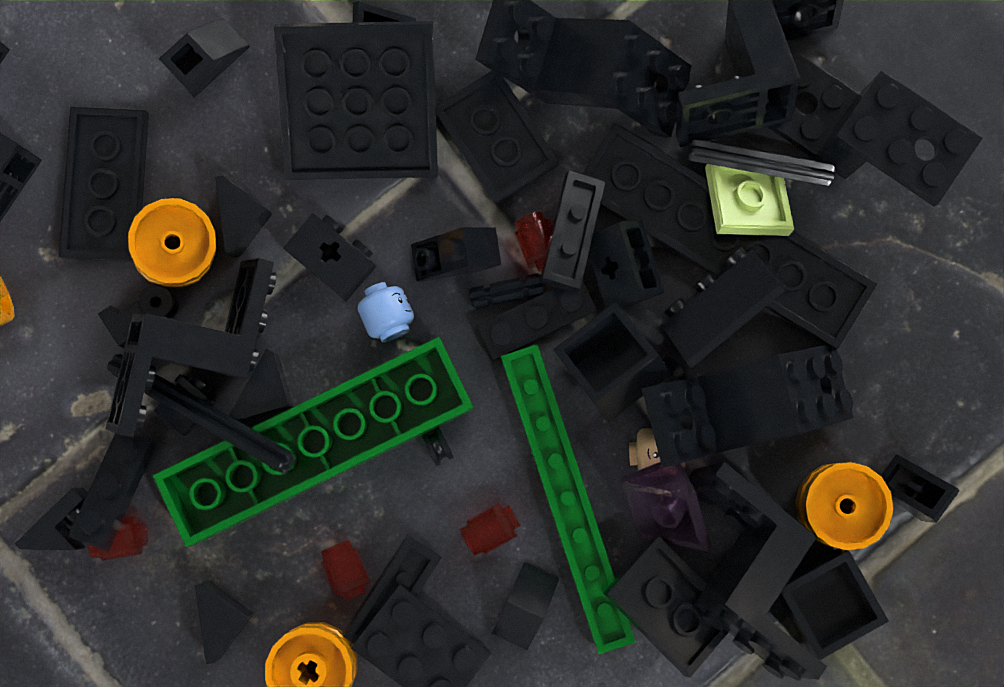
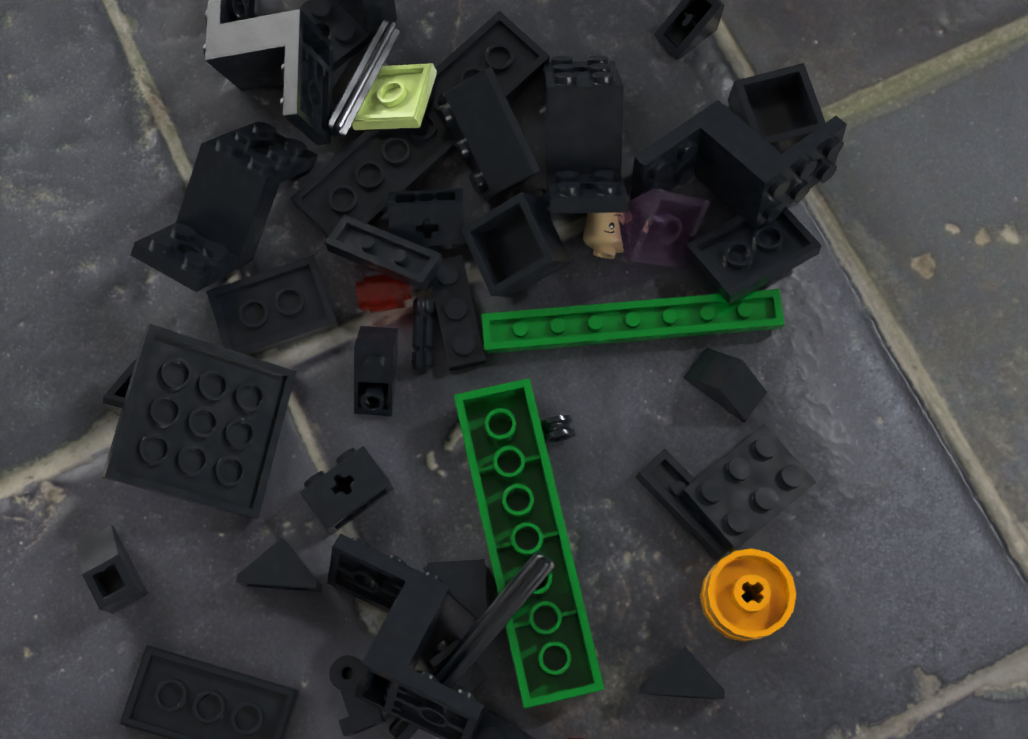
camera: 80 degrees left, 10 degrees down
(174, 220) = (289, 617): light orange wheel -> none
(345, 571) = (658, 544): clear red brick -> none
(385, 312) = (415, 447): light blue head -> none
(490, 529) = (646, 397): clear red brick -> none
(867, 505) = (690, 77): light orange wheel -> none

